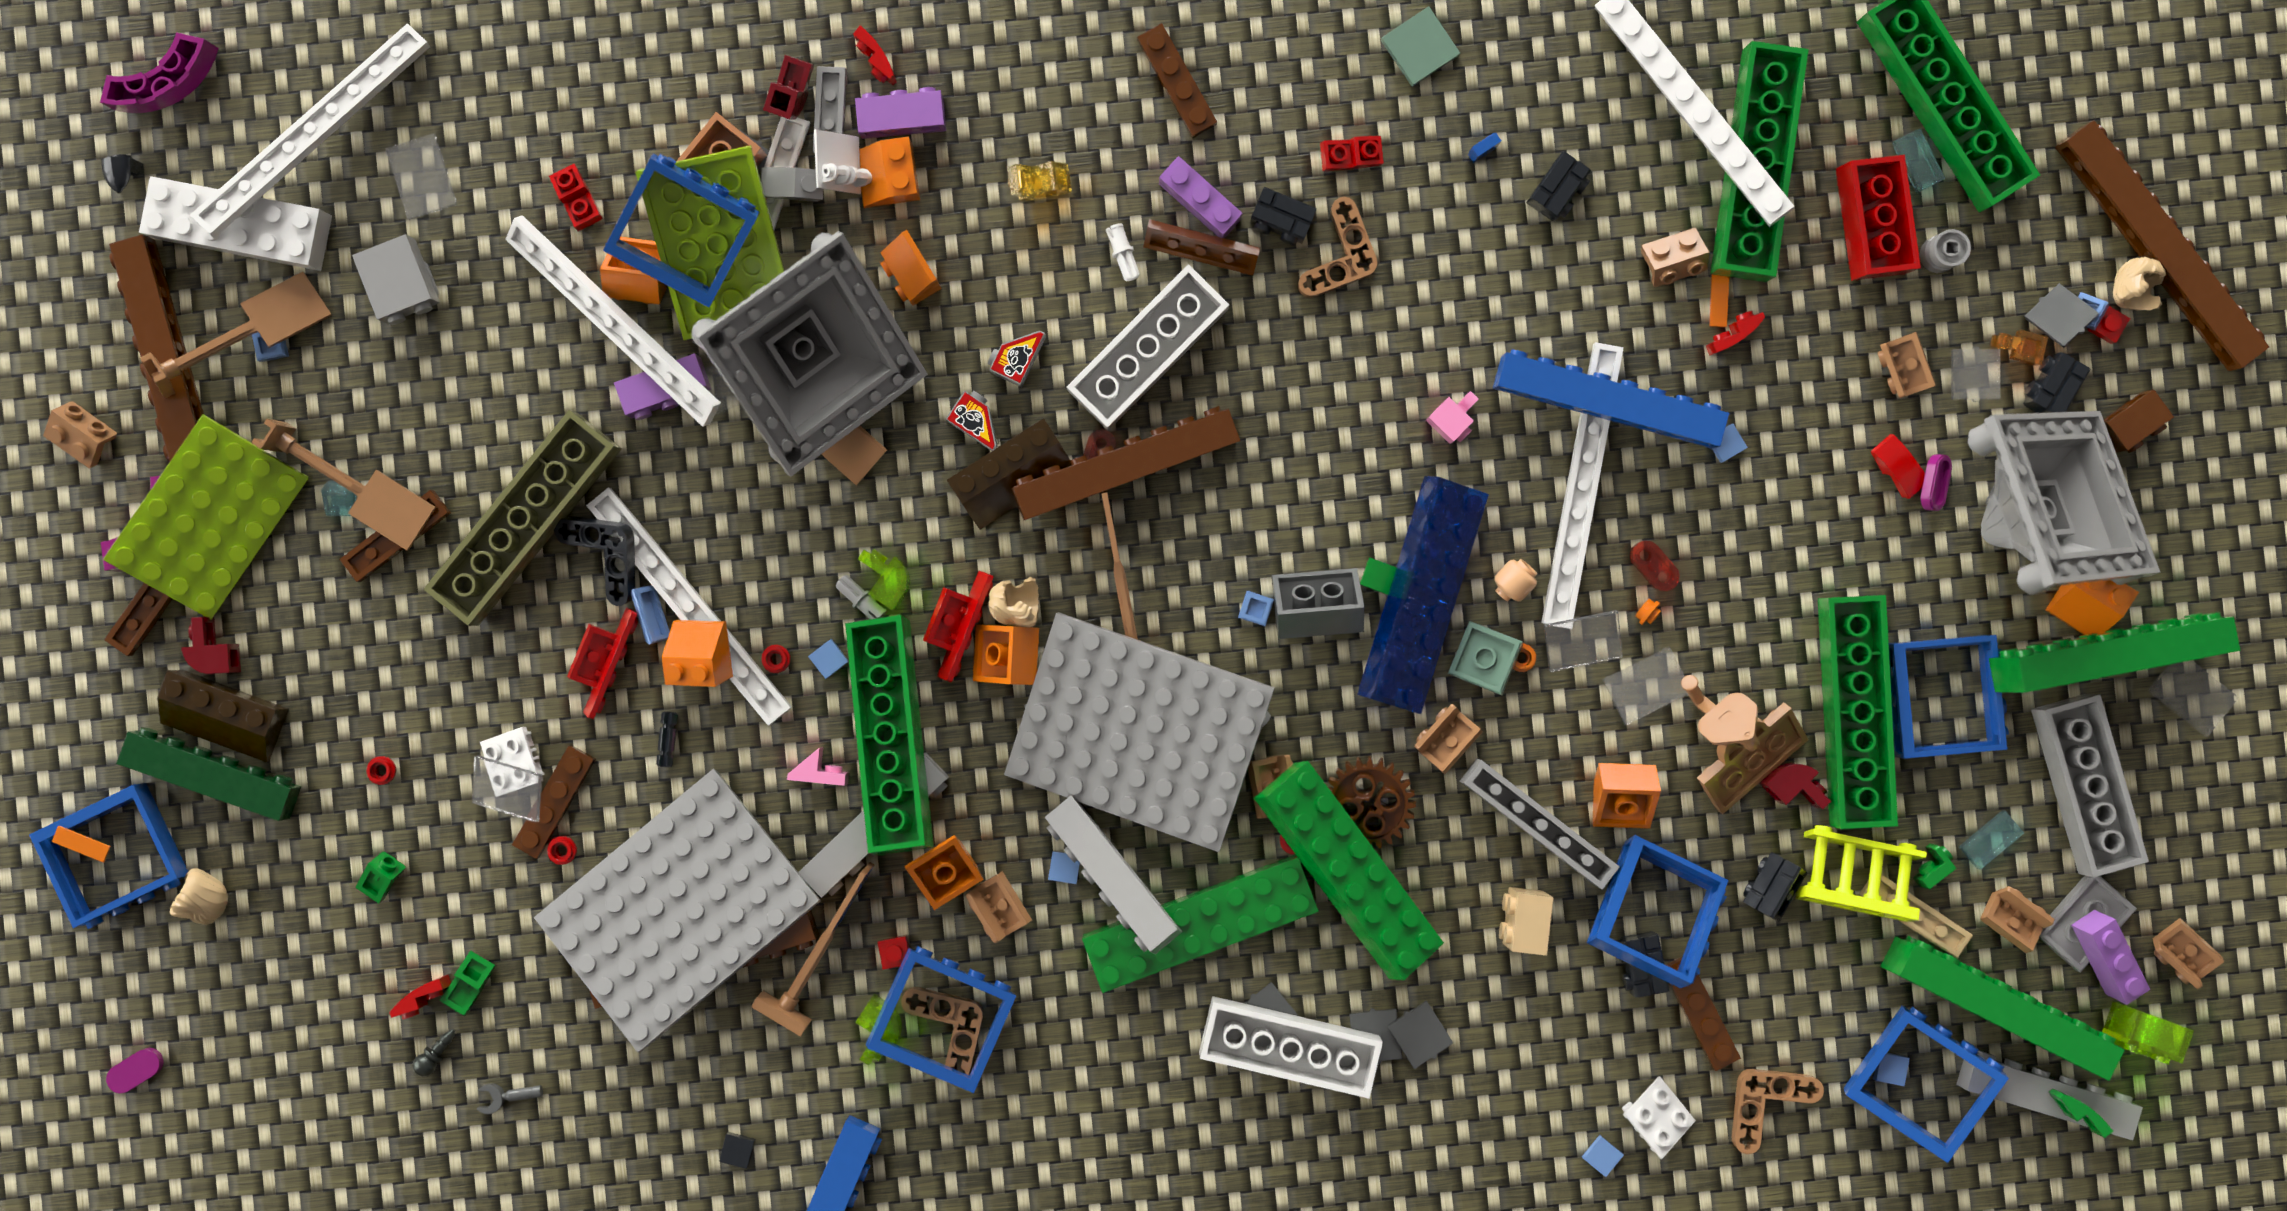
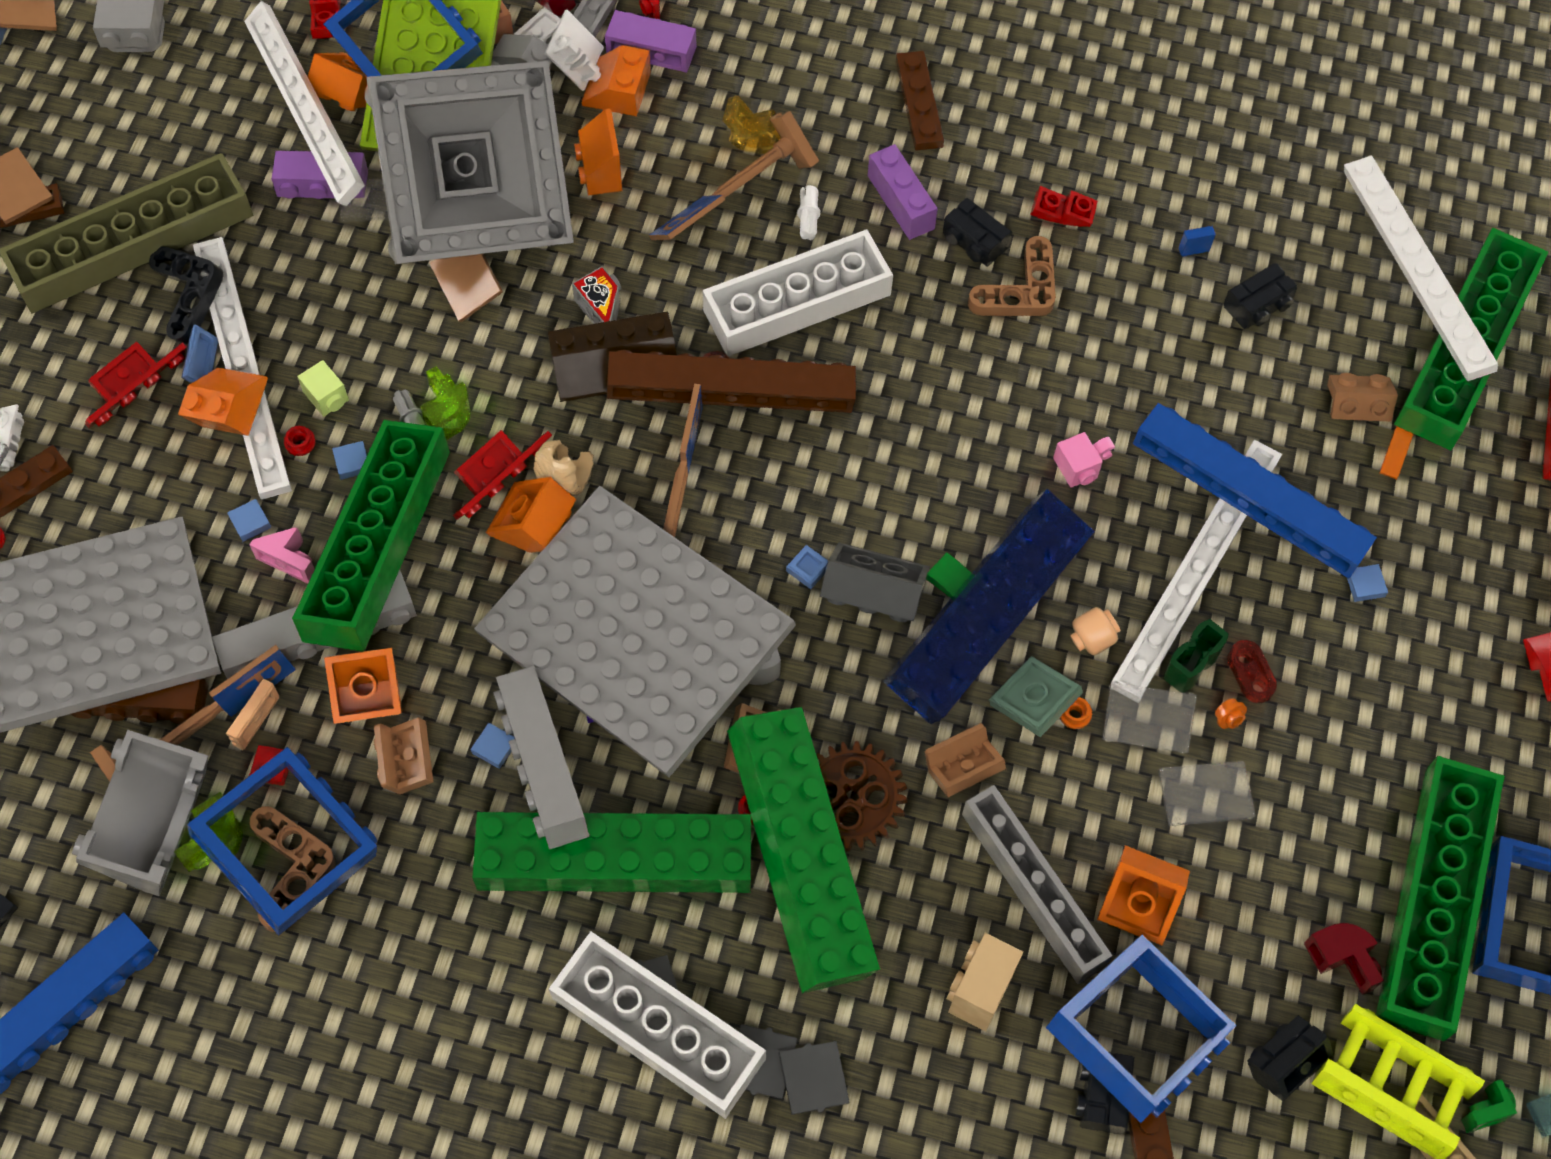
camera: 20 degrees right, 25 degrees down
(667, 739) = (152, 475): black axle -> none
(769, 748) = (249, 520): none -> medium blue tile
(773, 603) = (323, 388): none -> yellowish green brick
(822, 1046) = (143, 812): none -> light grey windscreen
(861, 919) = (253, 714): none -> light nougat tile
(1016, 358) = (667, 262): slope -> none
(1028, 288) = (791, 143): none -> medium nougat piece
(1201, 247) = (887, 232): reddish brown plate -> none
(1420, 46) = (1162, 146): sand green tile -> none
(1608, 568) = (1195, 656): none -> dark green brick
(1740, 329) = (1414, 479): red slope -> none
(1746, 745) = (1298, 895): medium nougat plate -> none

